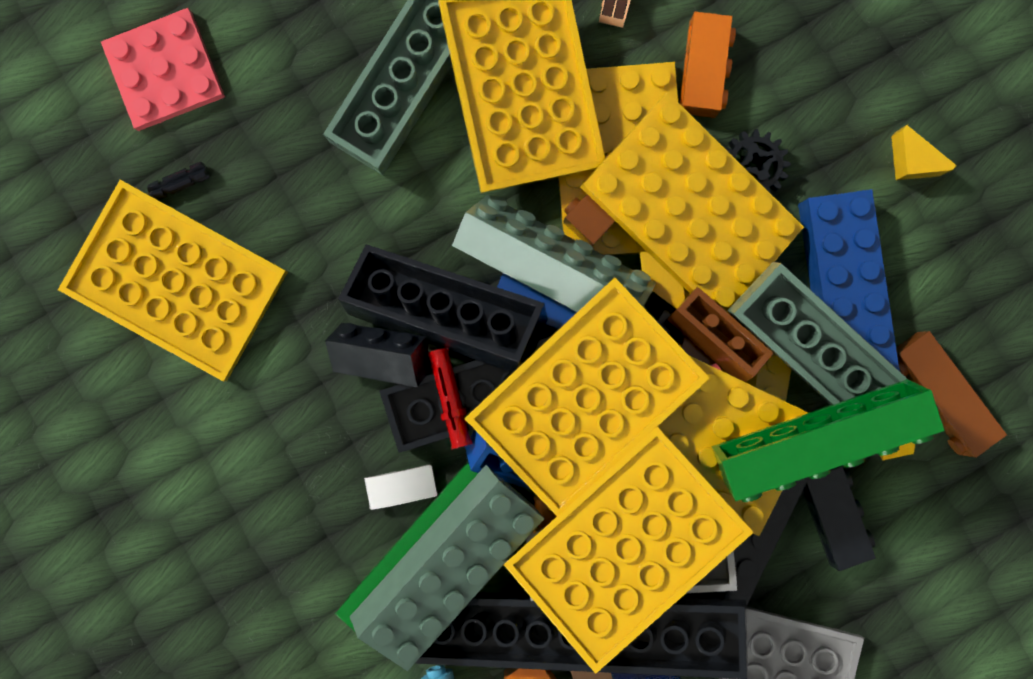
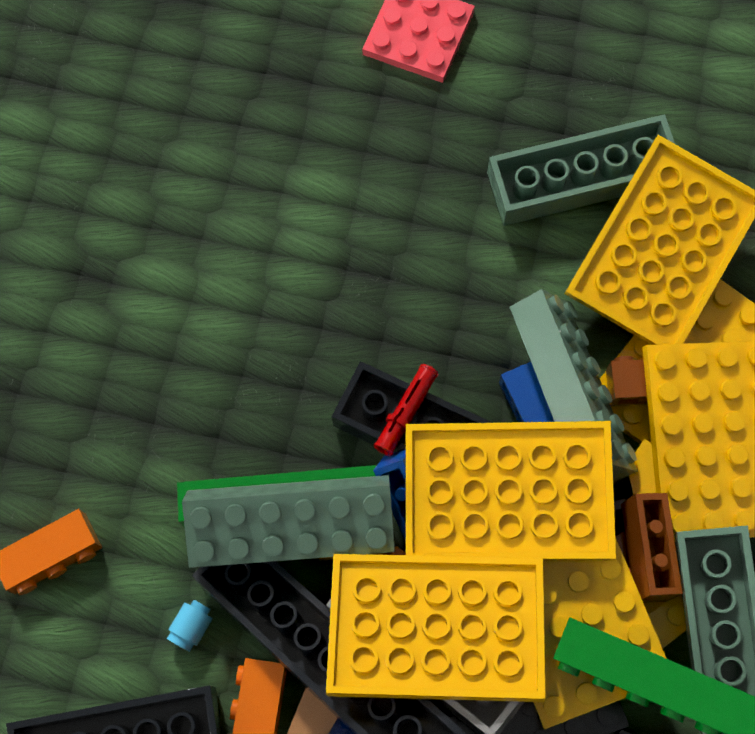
camera: 45 degrees right, 15 degrees down
(173, 281) = (290, 168): yellow plate -> none
(178, 181) = (357, 107): black axle -> none
(379, 354) = (384, 336): black brick -> none
(400, 487) = (305, 447): white slope -> none
(444, 307) = (461, 344): black brick -> none

